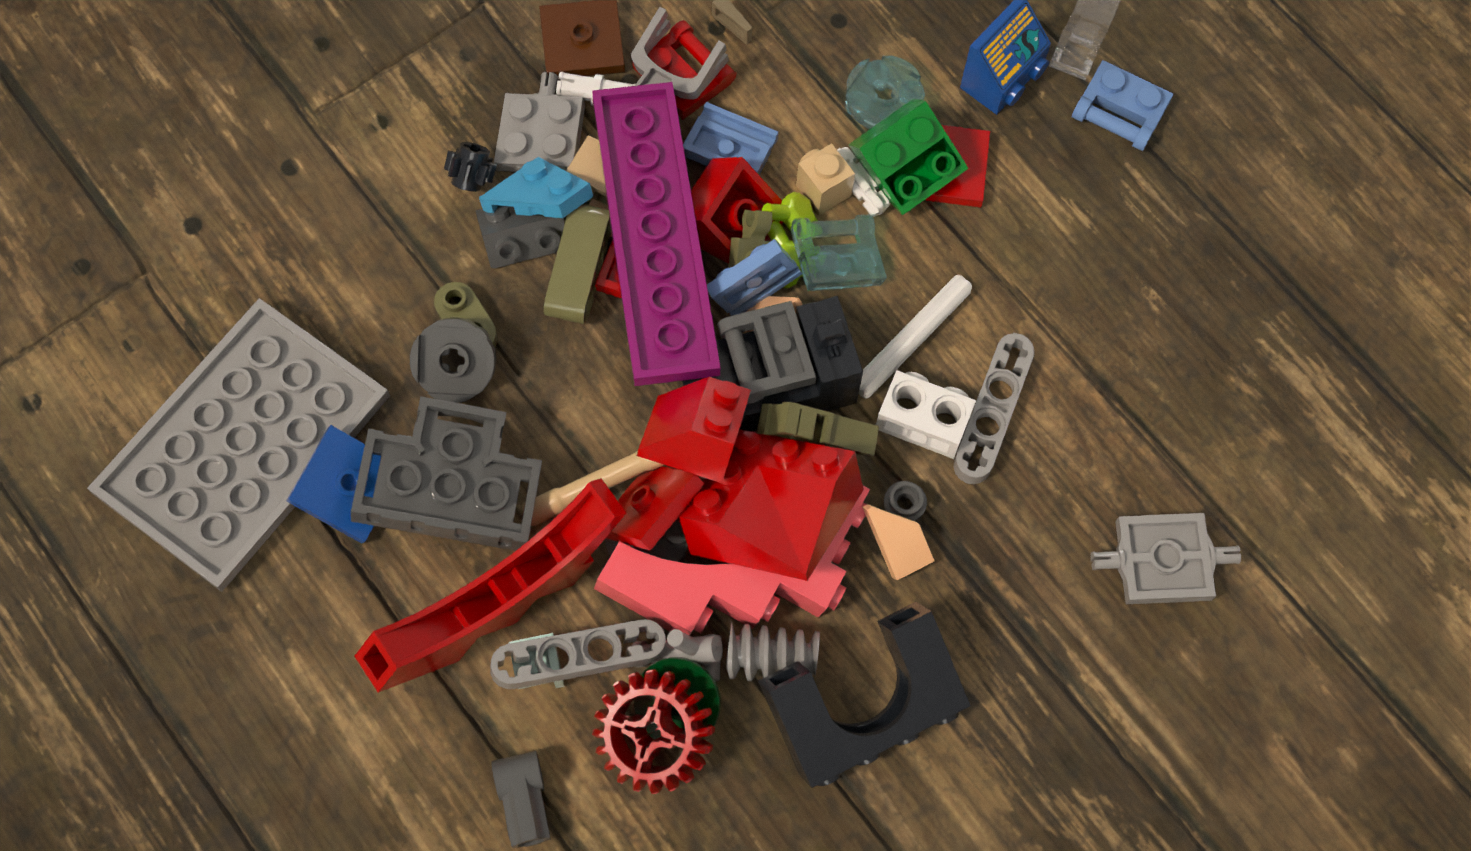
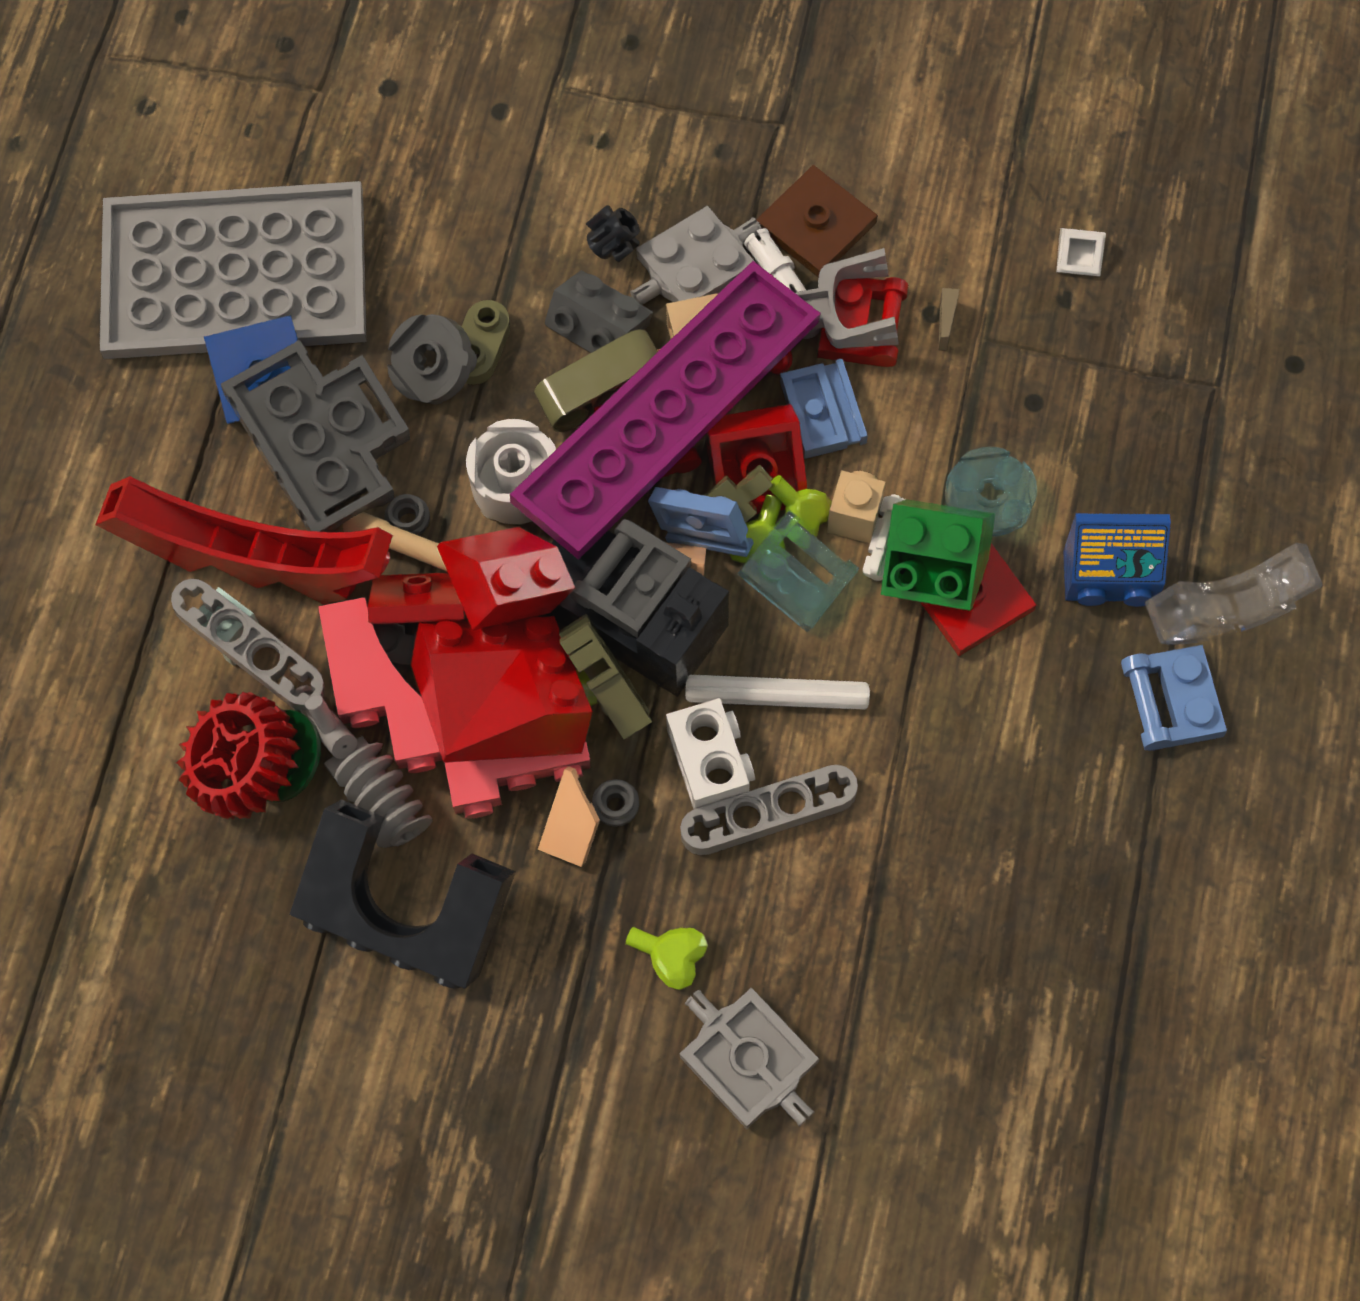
camera: 55 degrees right, 0 degrees up
(519, 787) = (118, 694): dark grey piece -> none
(538, 190) = (629, 297): dark azure wing -> none
(555, 462) = (407, 504): none -> dark grey plate
(600, 394) = (493, 457): none -> white brick
(1047, 551) = (671, 953): none -> lime rock

